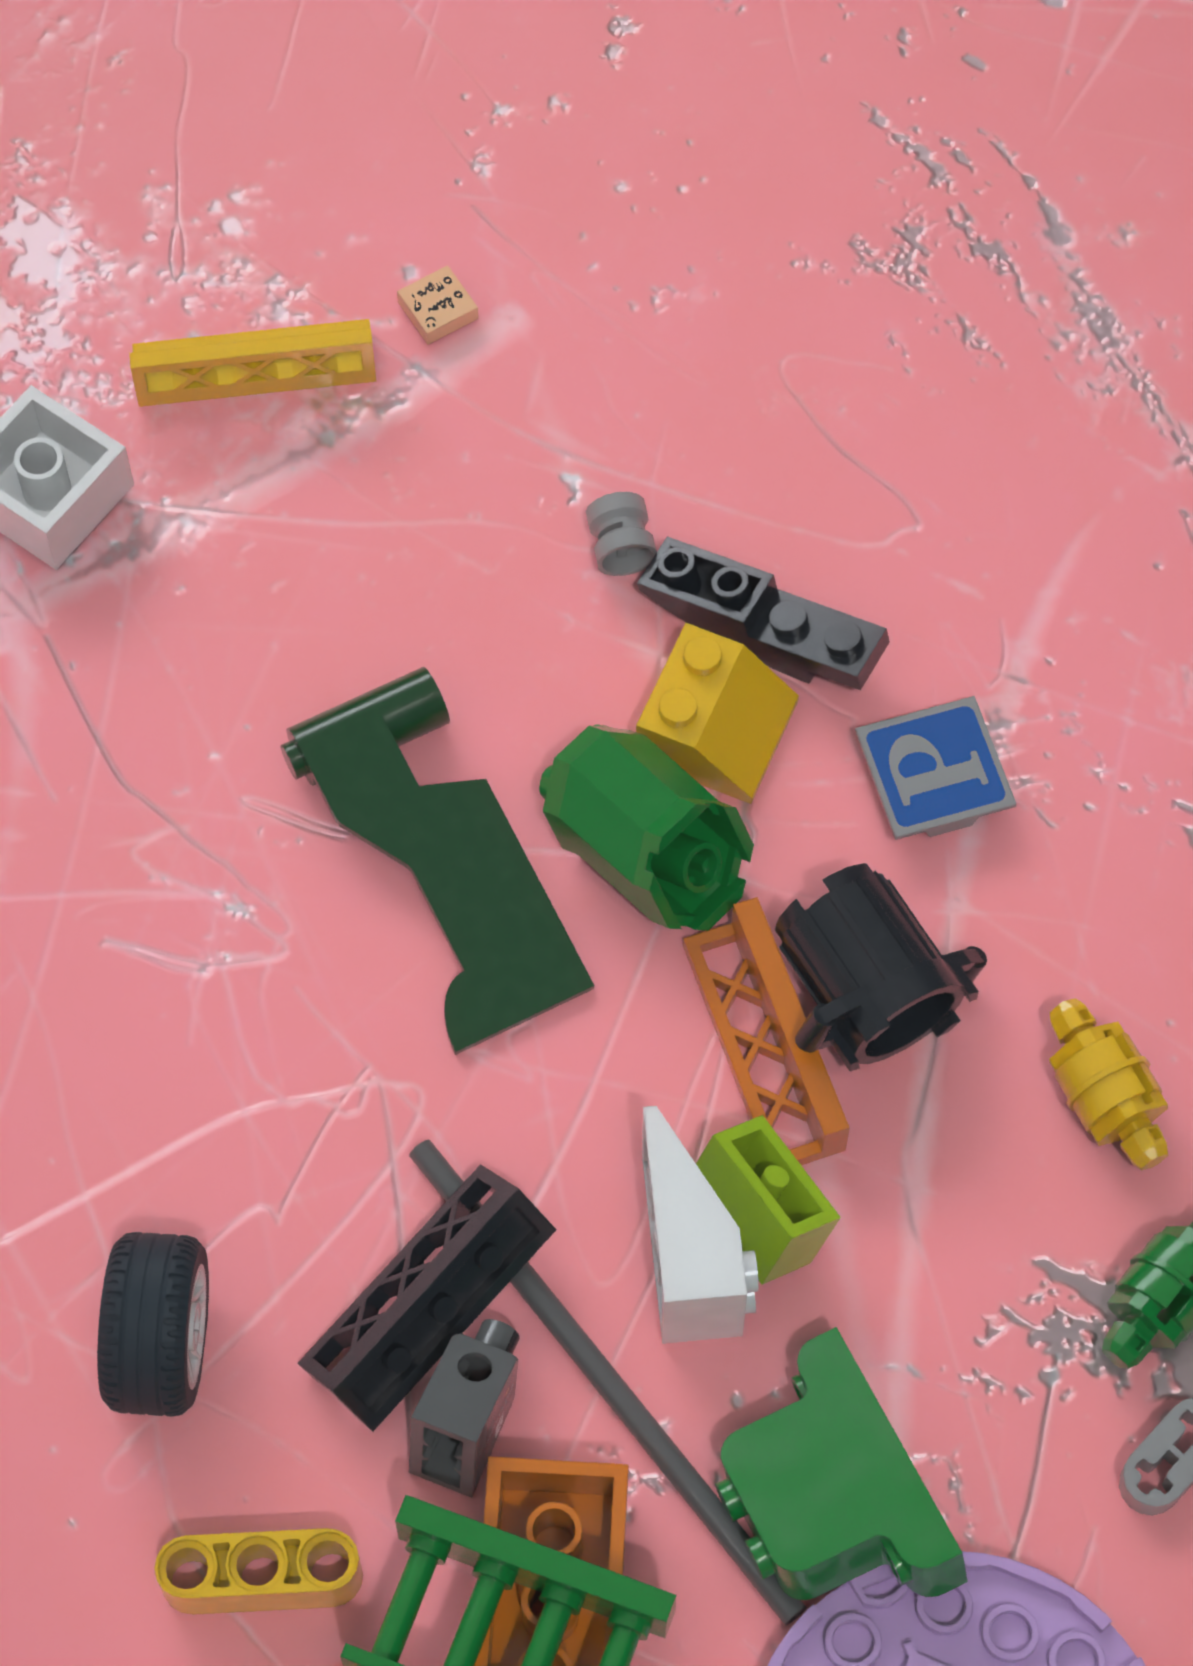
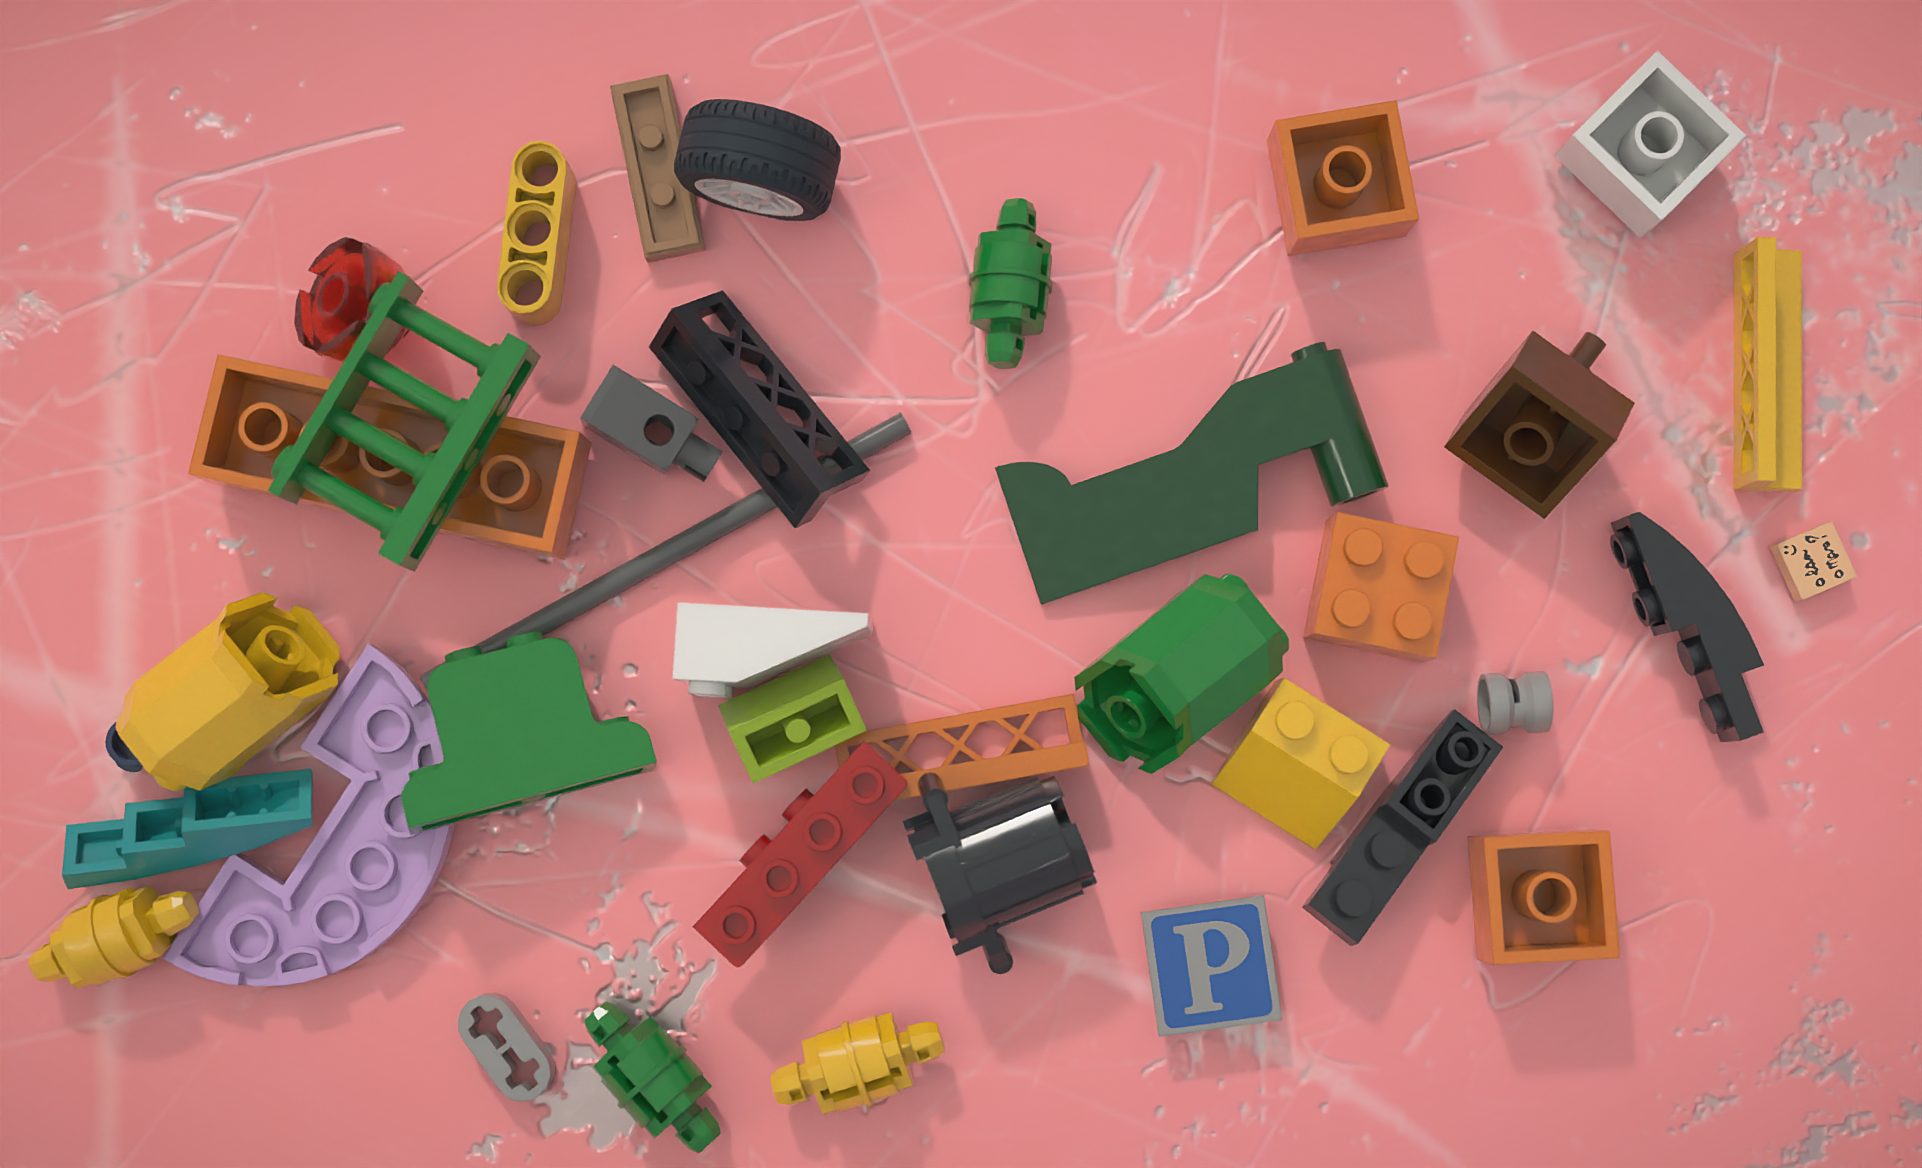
camera: 100 degrees right, 20 degrees up
(108, 747) = (1342, 178): none -> orange brick
(163, 1459) = (649, 142): none -> medium nougat tile
(256, 1052) = (1010, 283): none -> green piece
(341, 531) = (1541, 422): none -> reddish brown piece
(497, 397) = (1684, 596): none -> black slope
(526, 662) = (1381, 587): none -> orange brick
(806, 482) = (1543, 897): none -> orange brick
(902, 1167) = (801, 855): none -> red bracket

